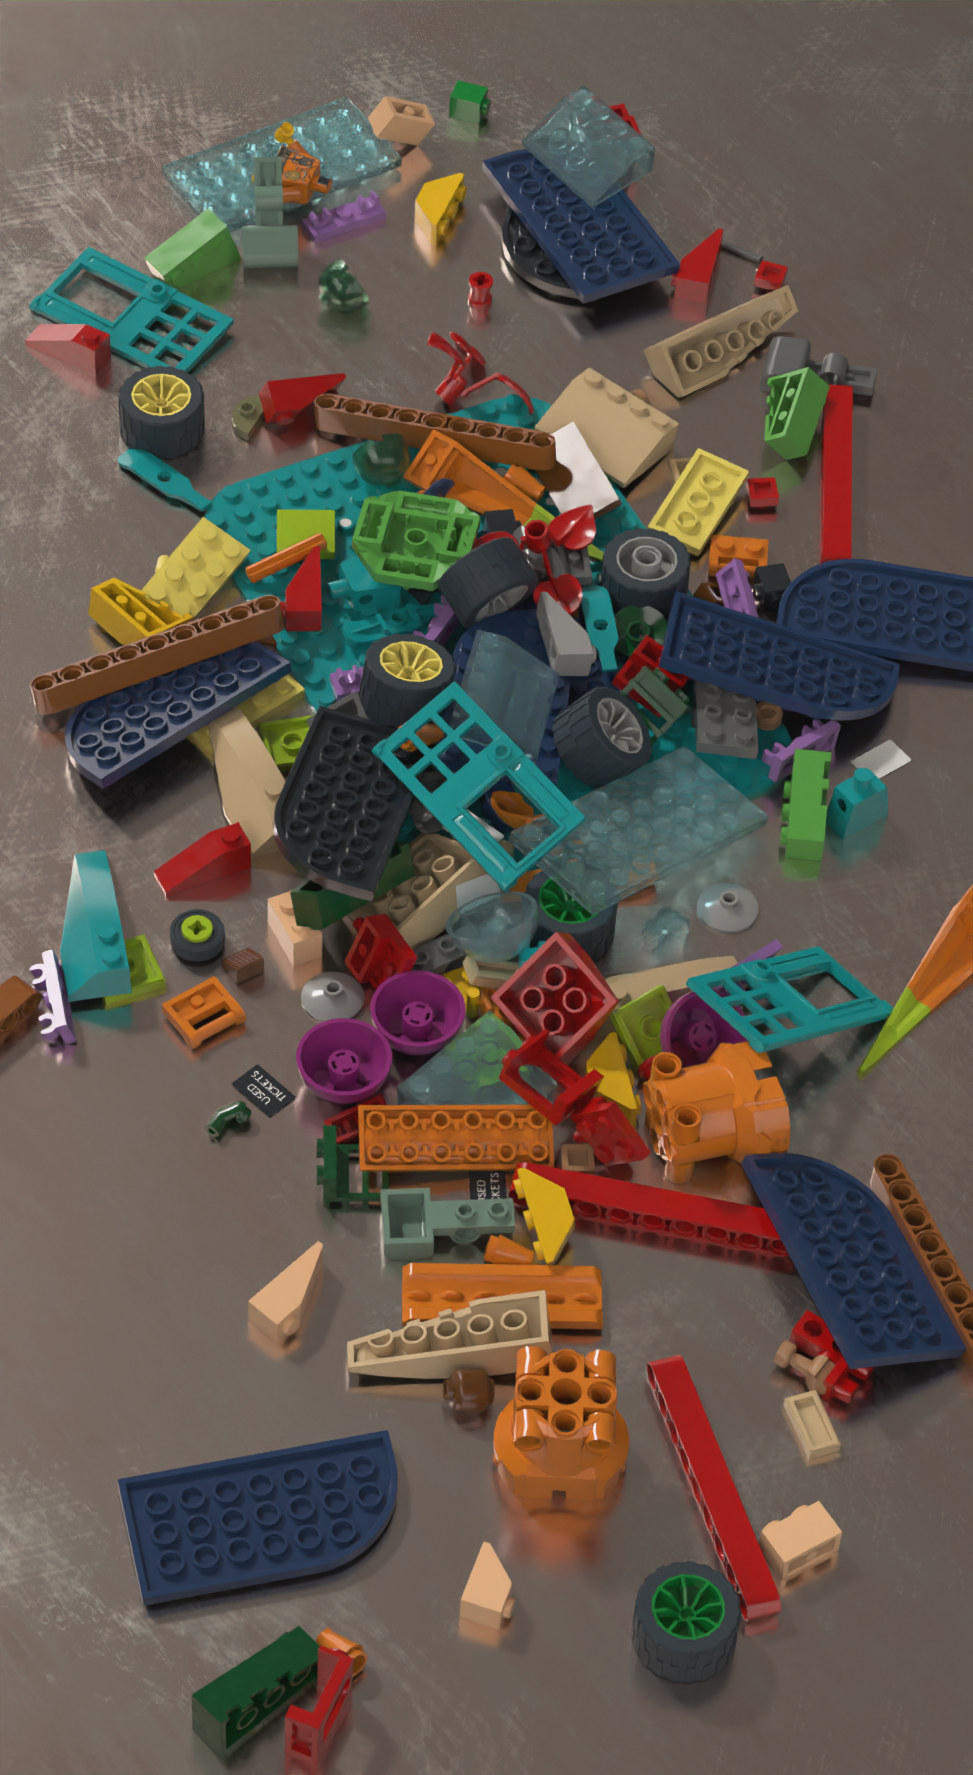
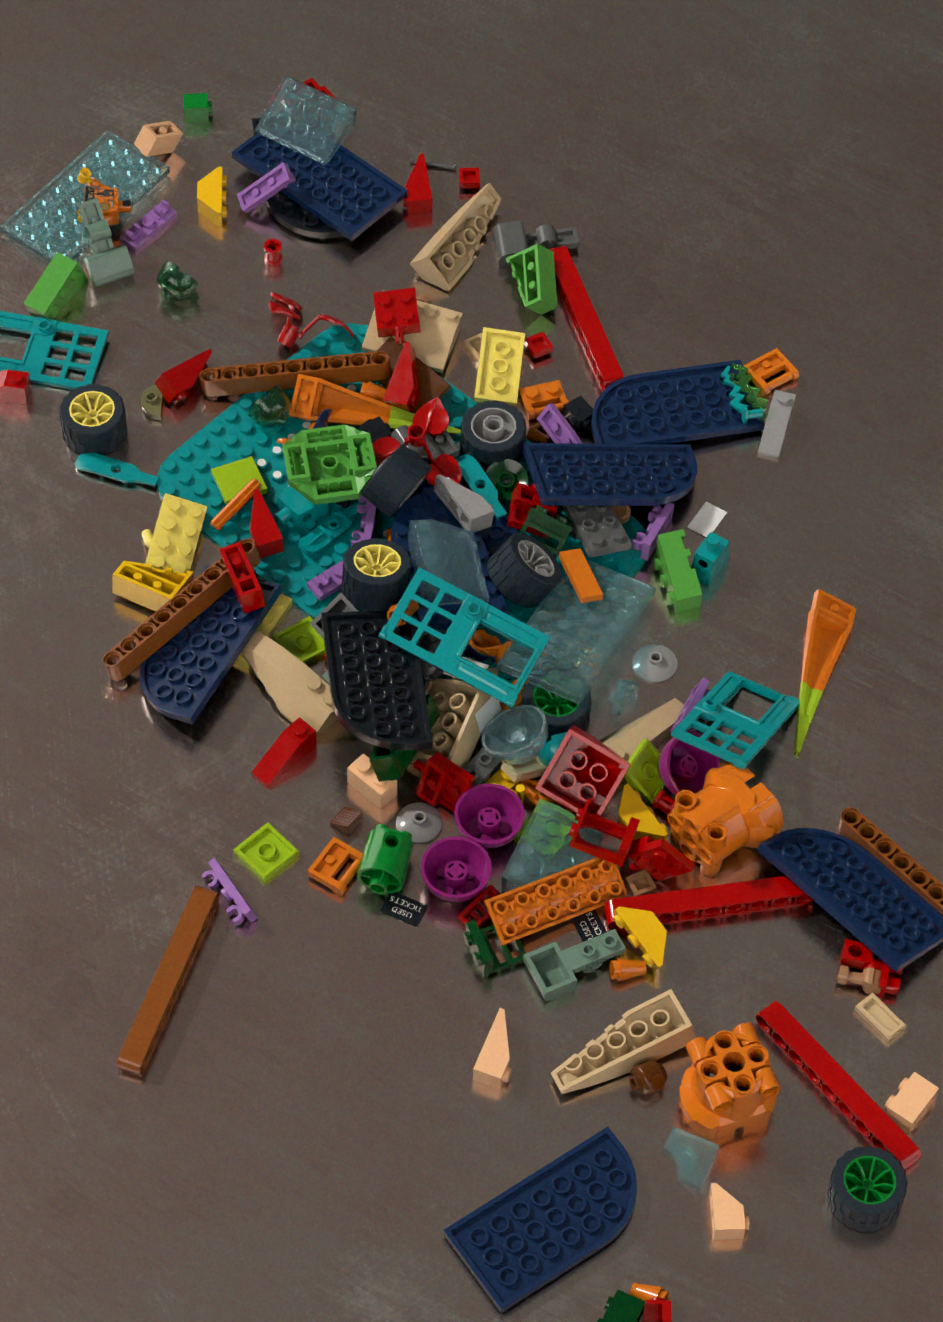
camera: 20 degrees left, 5 degrees up
(92, 933) = (233, 832): teal wedge -> none
(208, 937) = (301, 817): black wheel -> none
(226, 1113) = (388, 935): dark green arm -> none
(242, 637) = (242, 577): none -> red slope
(262, 1021) = (385, 859): none -> green cylinder
(481, 1506) = (692, 1156): none -> clear light blue tile
(504, 211) = (265, 187): none -> medium lavender plate
(562, 481) = (403, 386): none -> red slope
(571, 1290) = (598, 1009): orange plate -> none
(591, 397) = (396, 313): none -> red plate
(674, 768) = (581, 575): none -> orange tile

